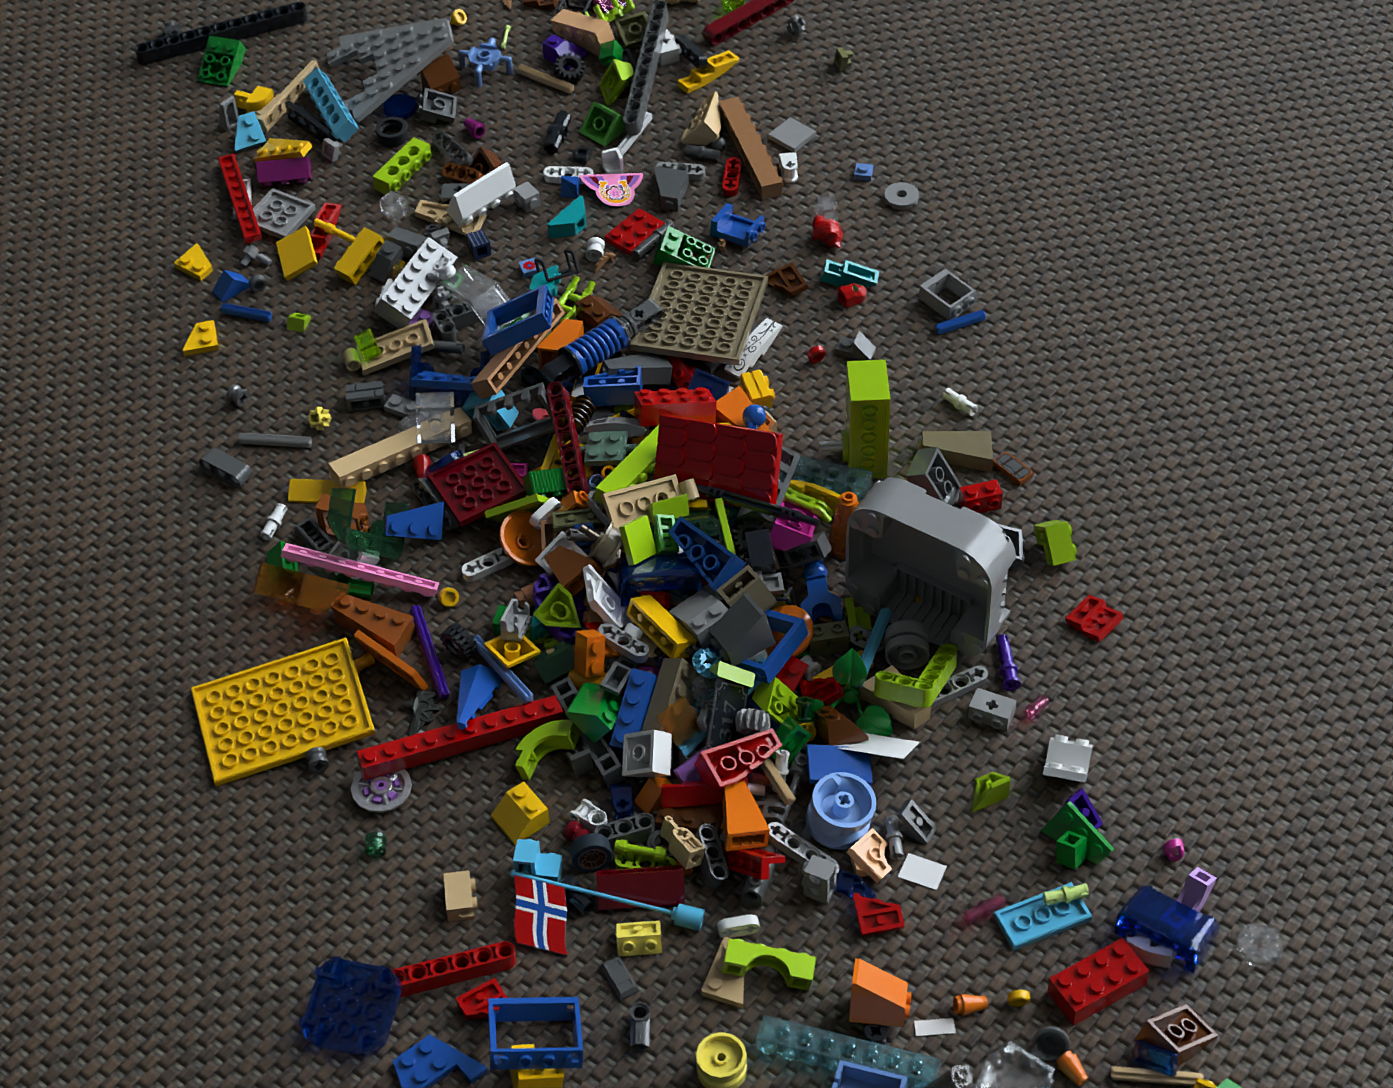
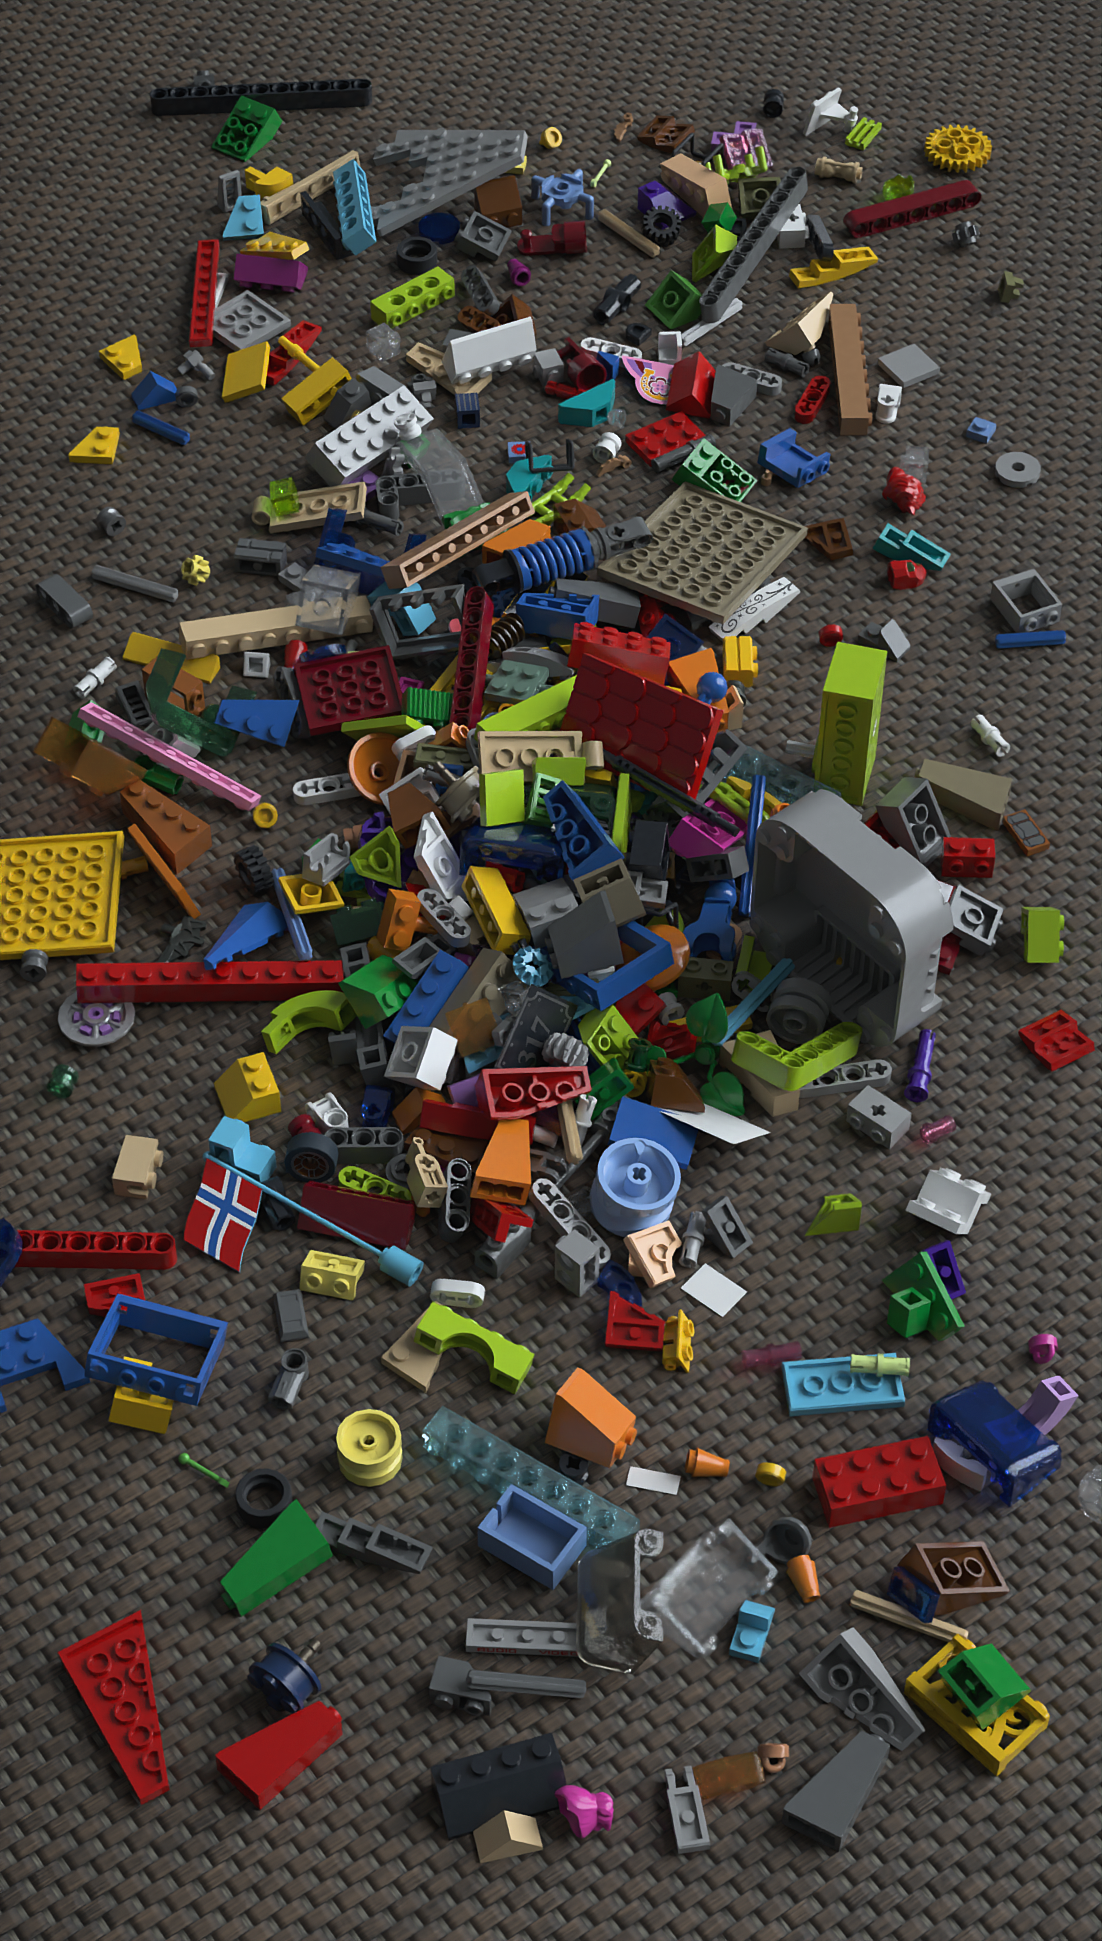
camera: 15 degrees right, 0 degrees up
(298, 322) = (217, 453): lime slope -> none
(331, 149) = (335, 260): light grey tile -> none
(394, 481) = (256, 664): none -> white slope
(430, 652) = (217, 874): dark purple axle -> none
(501, 93) = (565, 238): none -> dark red piece
(537, 299) = (469, 505): blue window -> none
(544, 212) = (562, 390): none -> red axle
(556, 192) = (584, 369): none -> dark red piece
(592, 224) = (616, 417): none -> clear hinge
(622, 846) = (392, 1180): lime bar -> none
(639, 187) = (692, 386): none -> red slope
(733, 673) = (557, 986): lime slope -> none
(821, 514) = (754, 821): none -> blue axle
(917, 925) = (679, 1333): none -> yellow hinge

